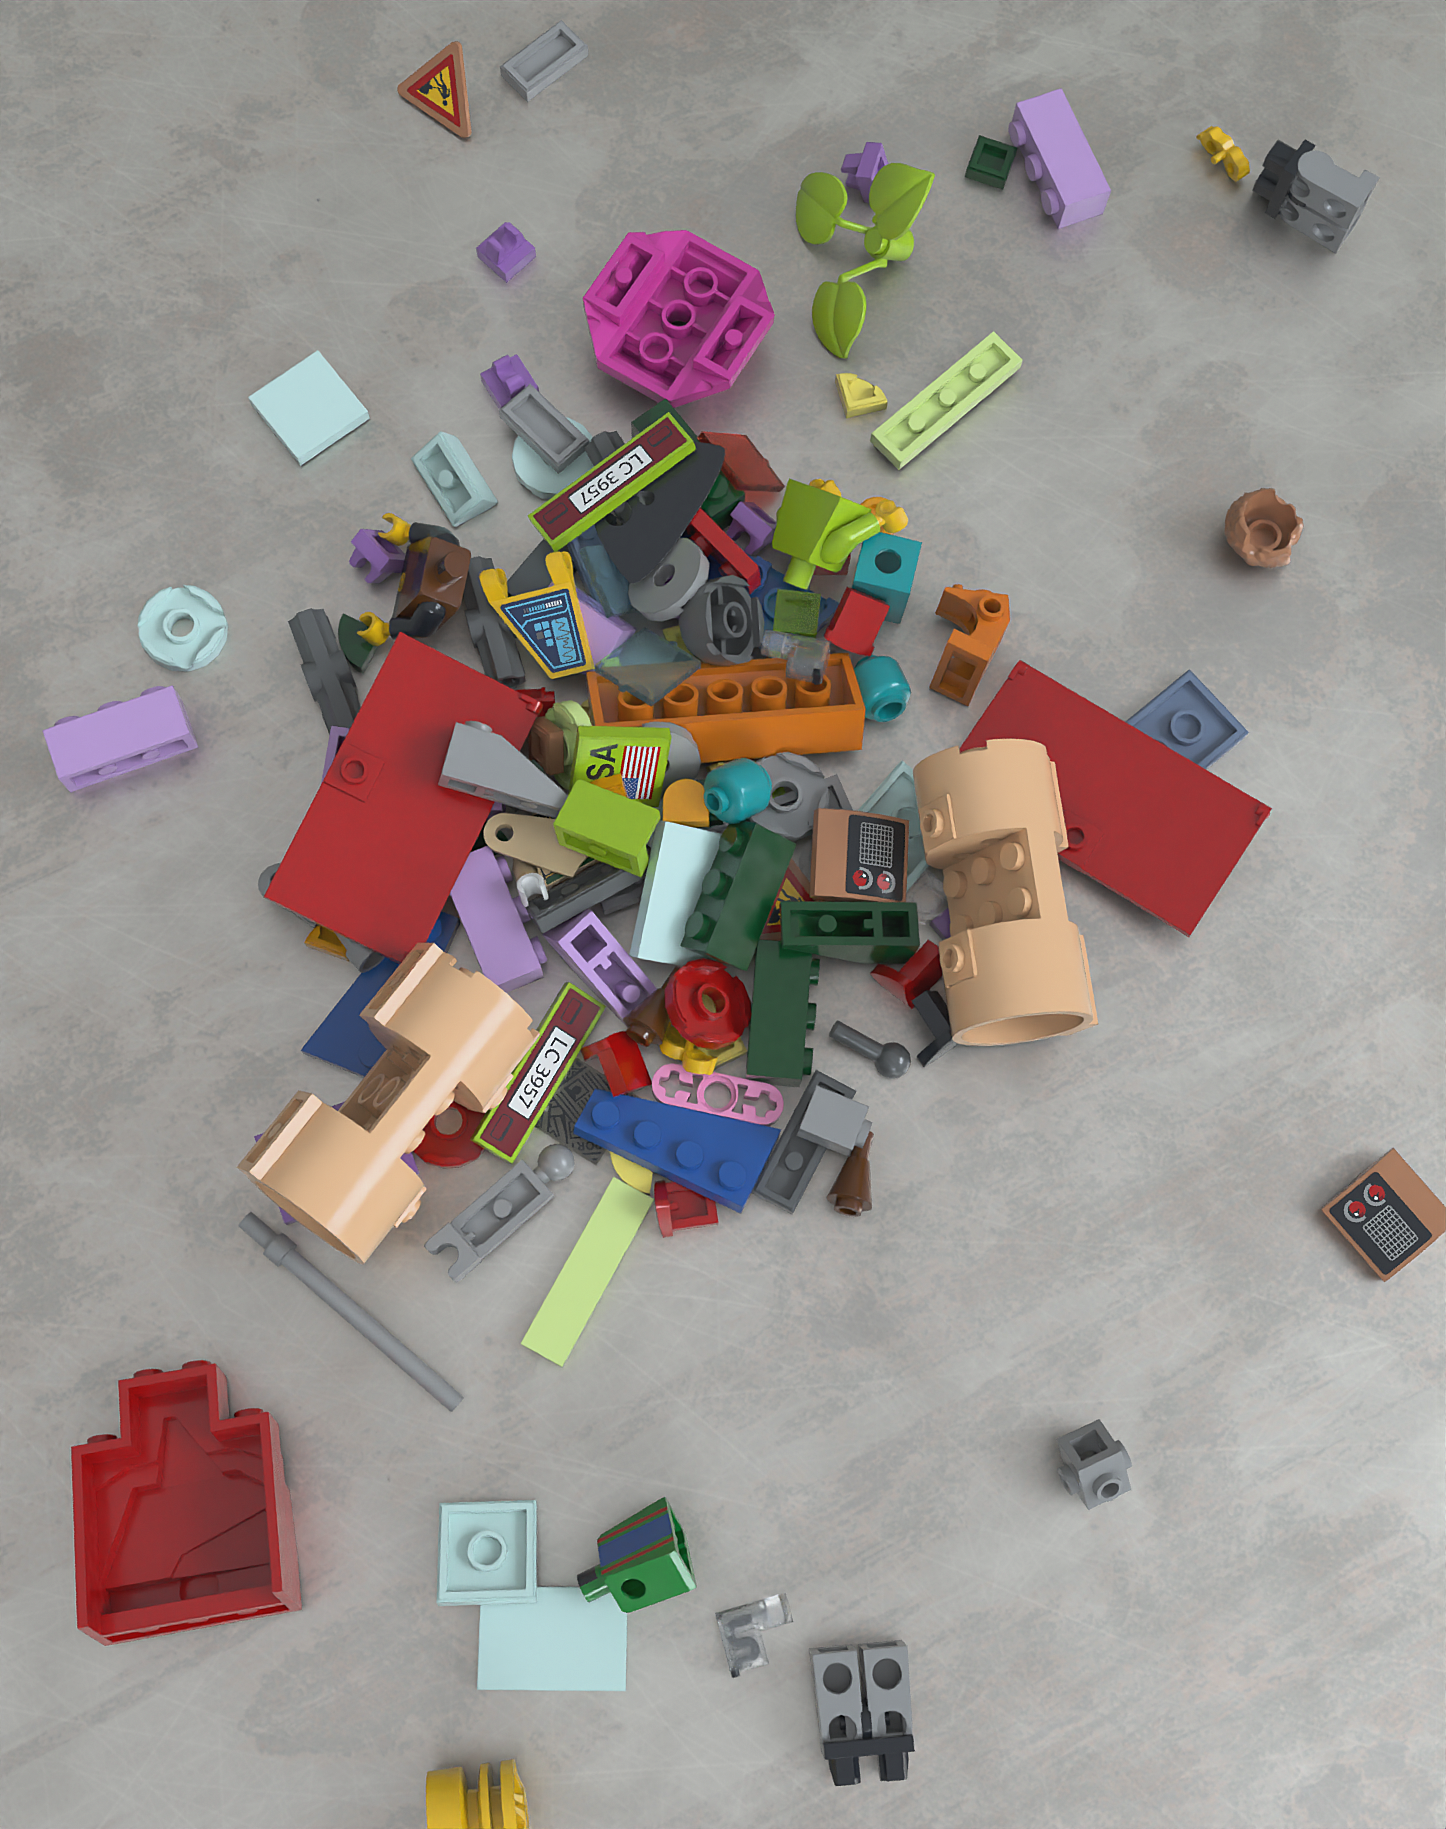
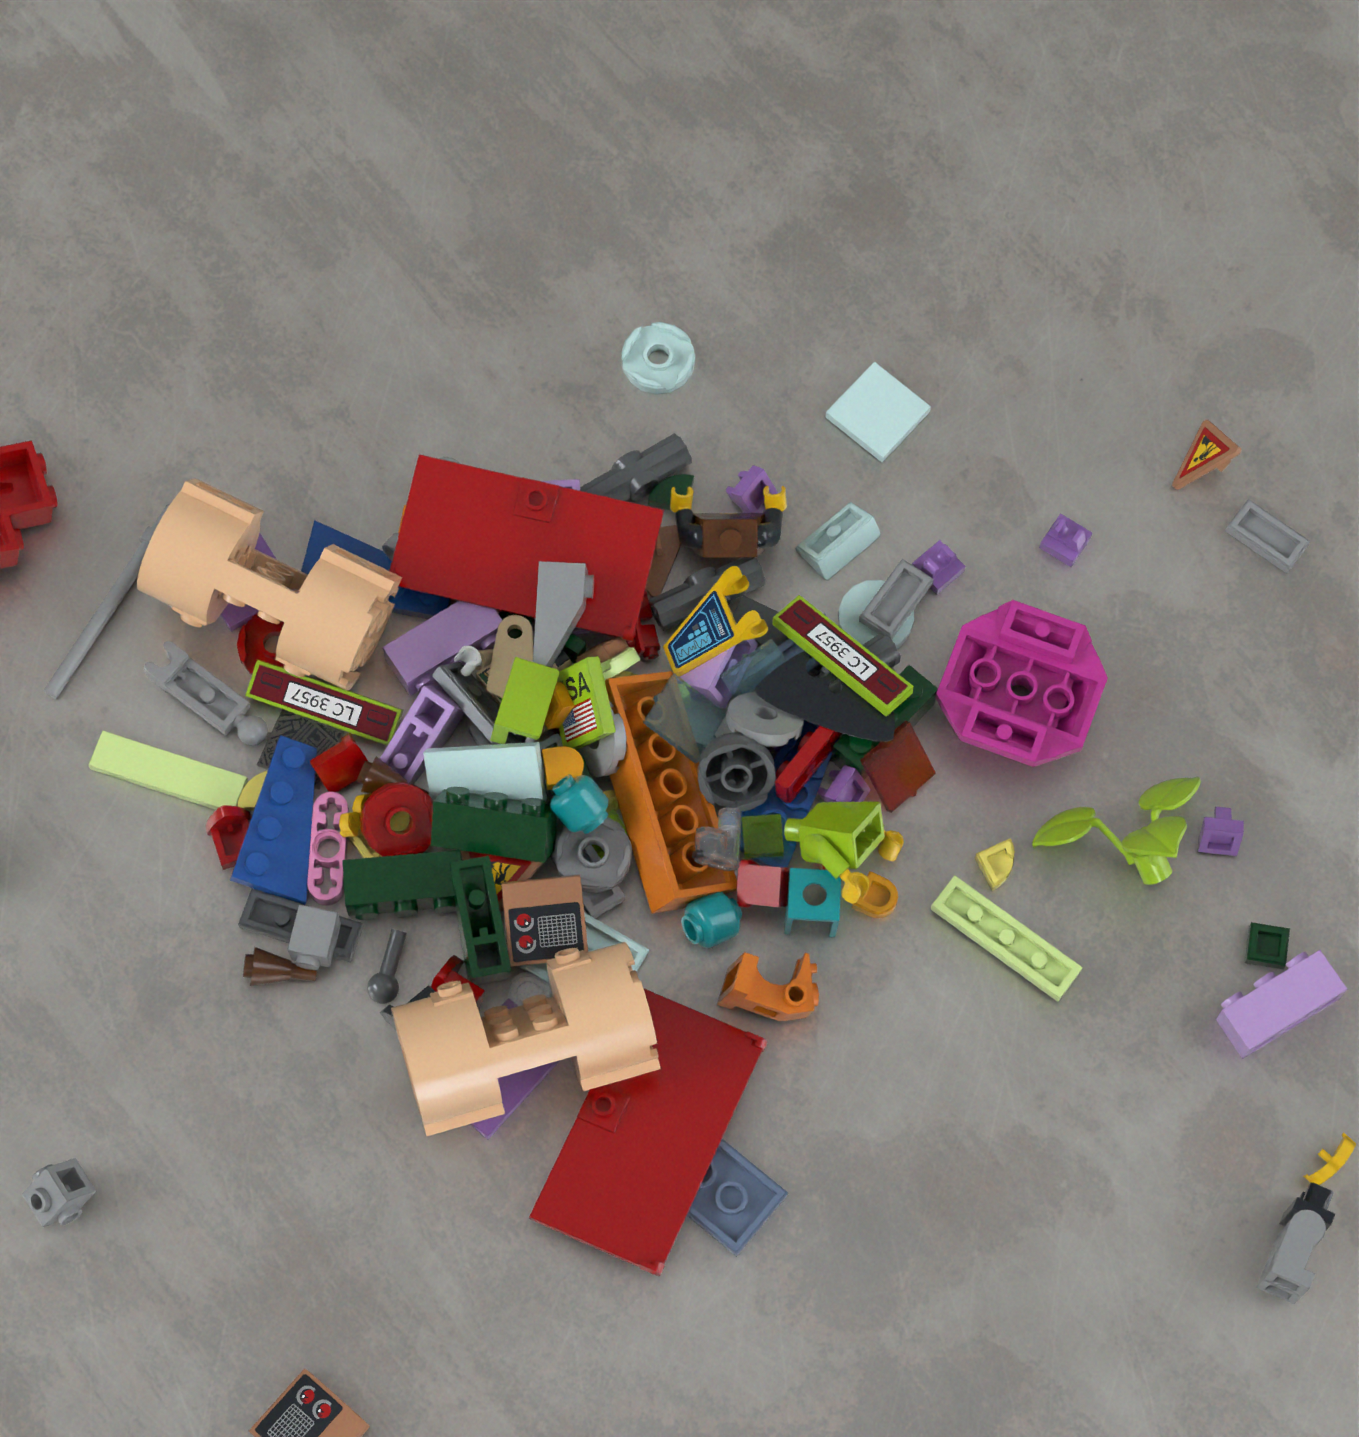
camera: 85 degrees right, 5 degrees down
(120, 738) = (550, 331): lavender brick -> none
(1263, 528) = (935, 1239): nougat hair -> none

